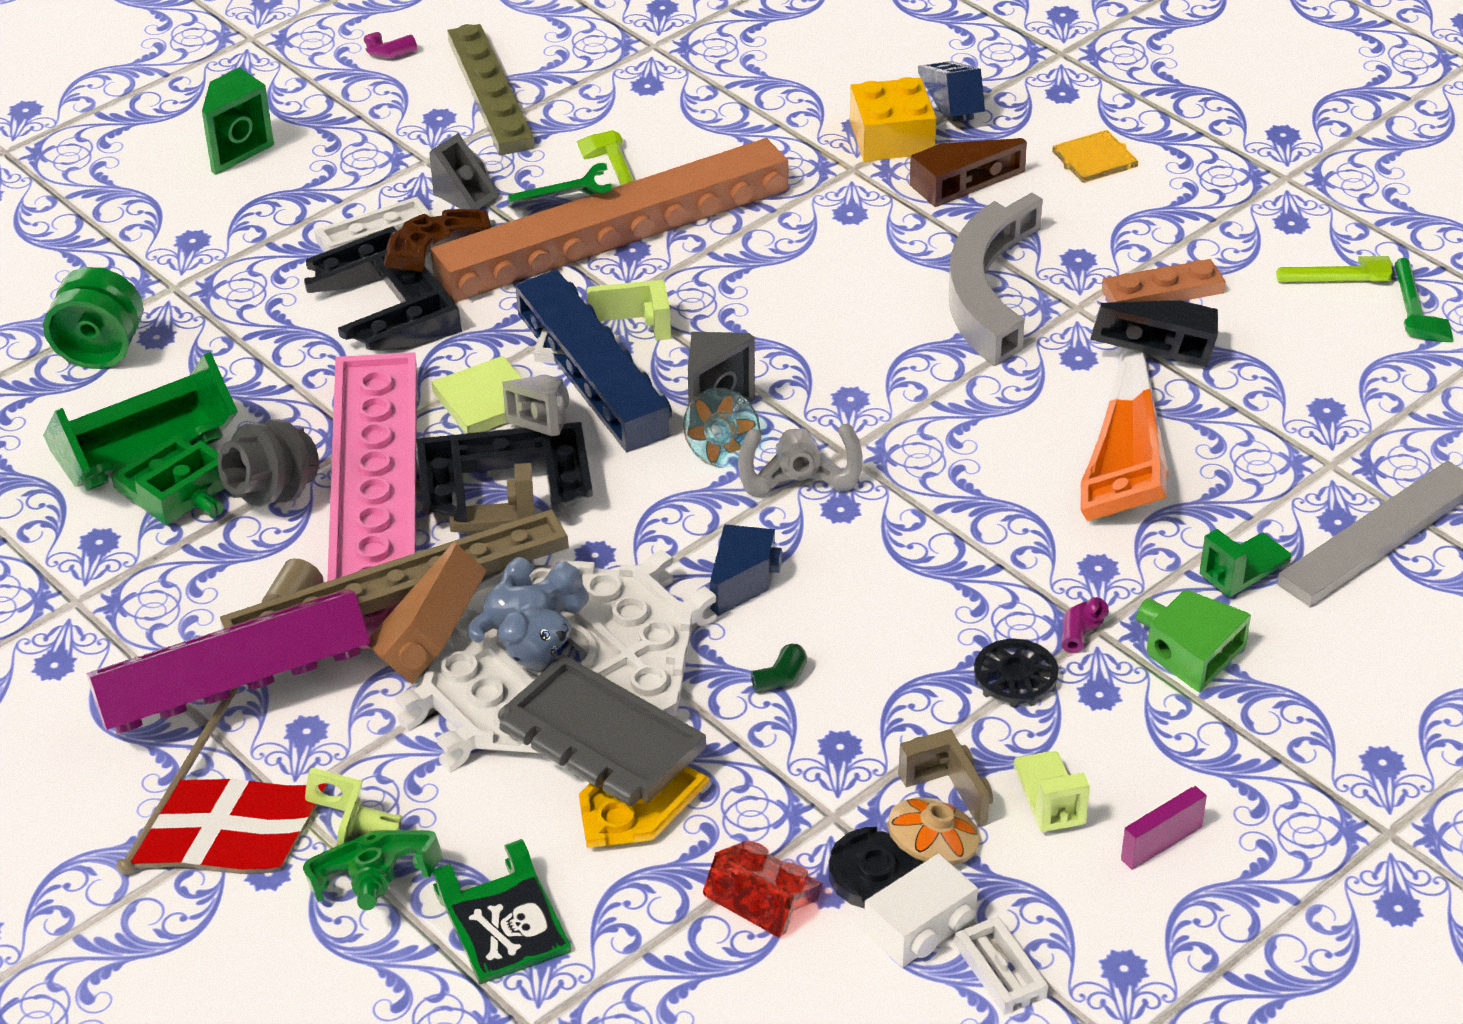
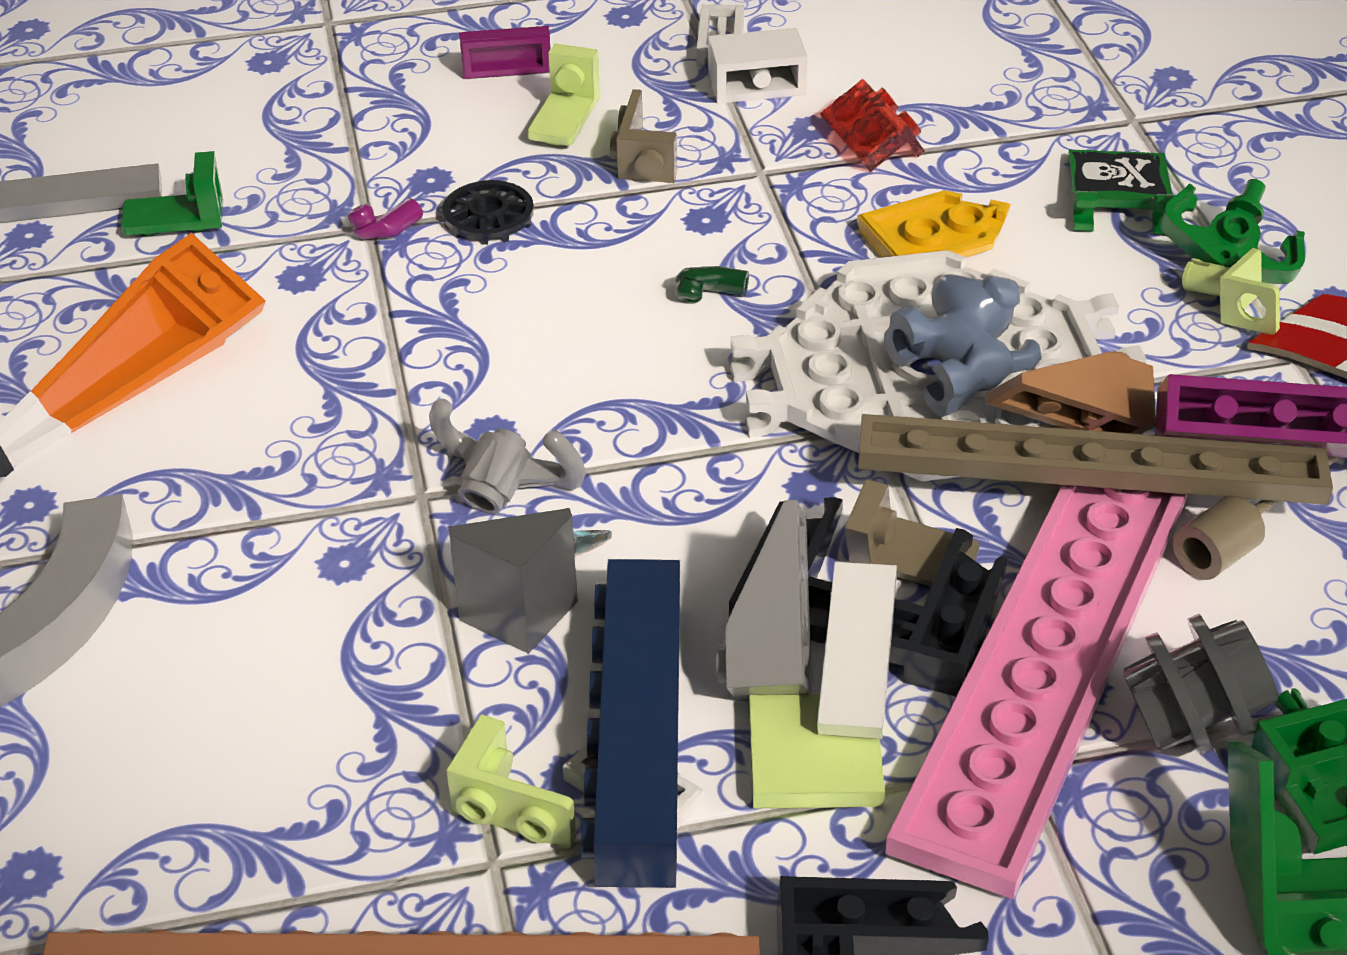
camera: 150 degrees left, 0 degrees up
(484, 417) = (857, 650): none -> white tile
(601, 731) = (940, 231): dark grey hinge -> none
(743, 565) = (671, 375): dark blue slope -> none
(866, 864) = (761, 119): black tile -> none
(933, 827) = (694, 116): tan dish -> none
(1194, 636) = (303, 162): bright green torso -> none

